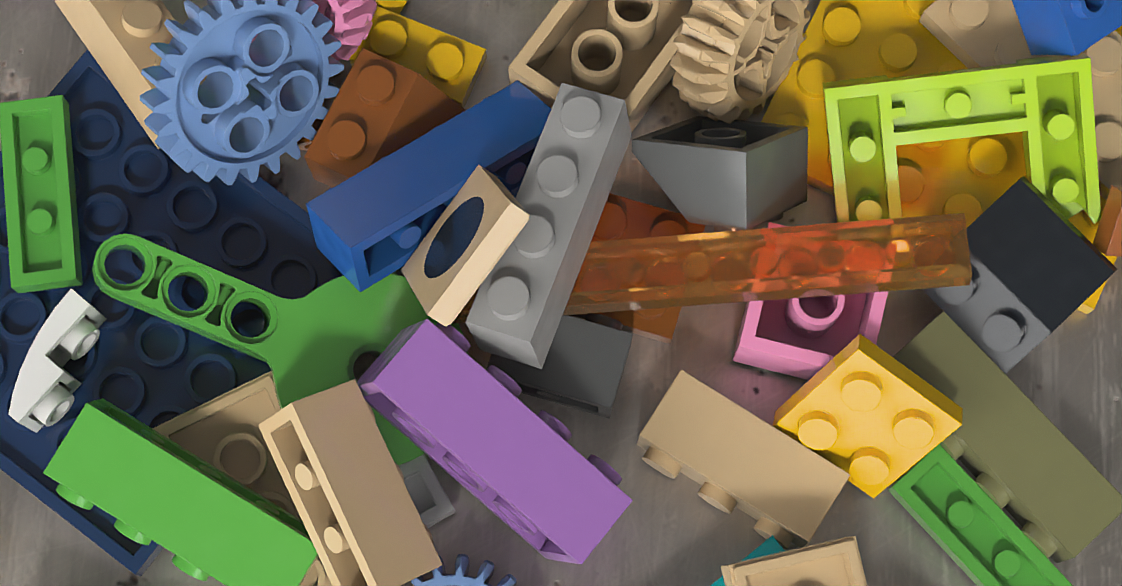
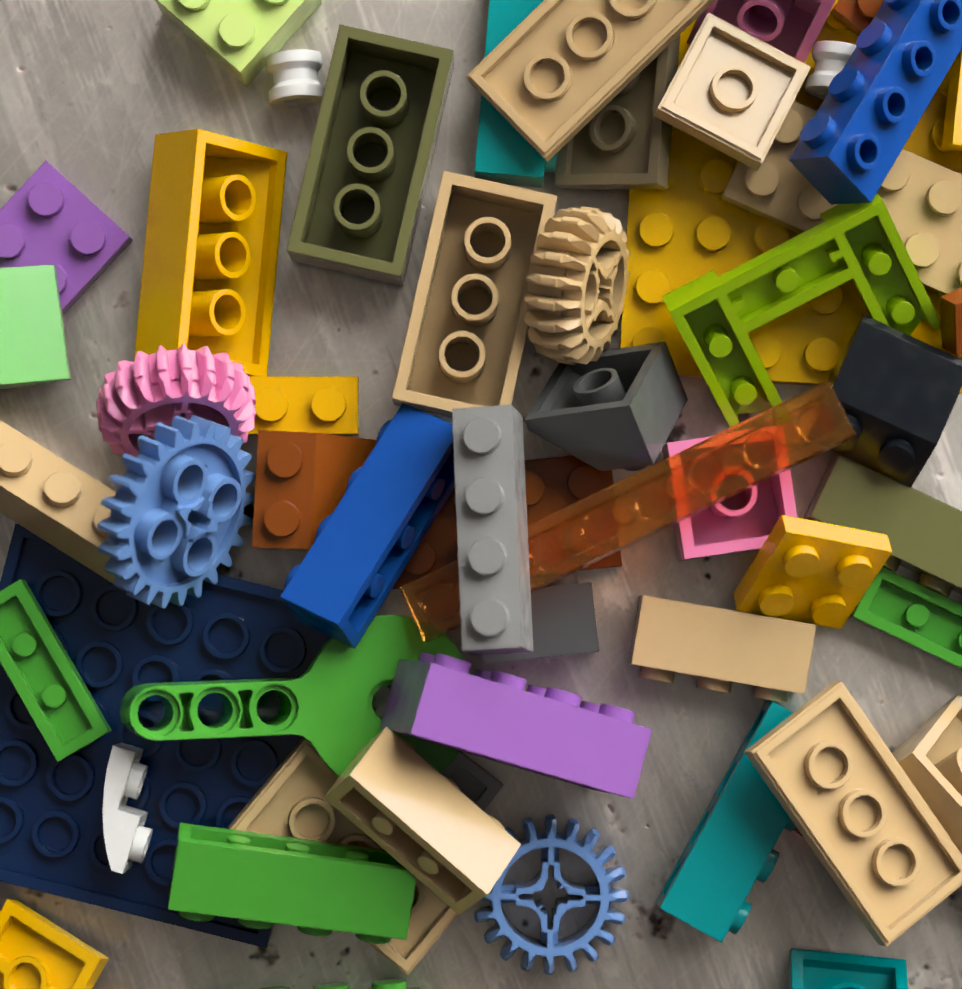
camera: 25 degrees left, 10 degrees up
(464, 245) = (430, 582): tan tile -> none

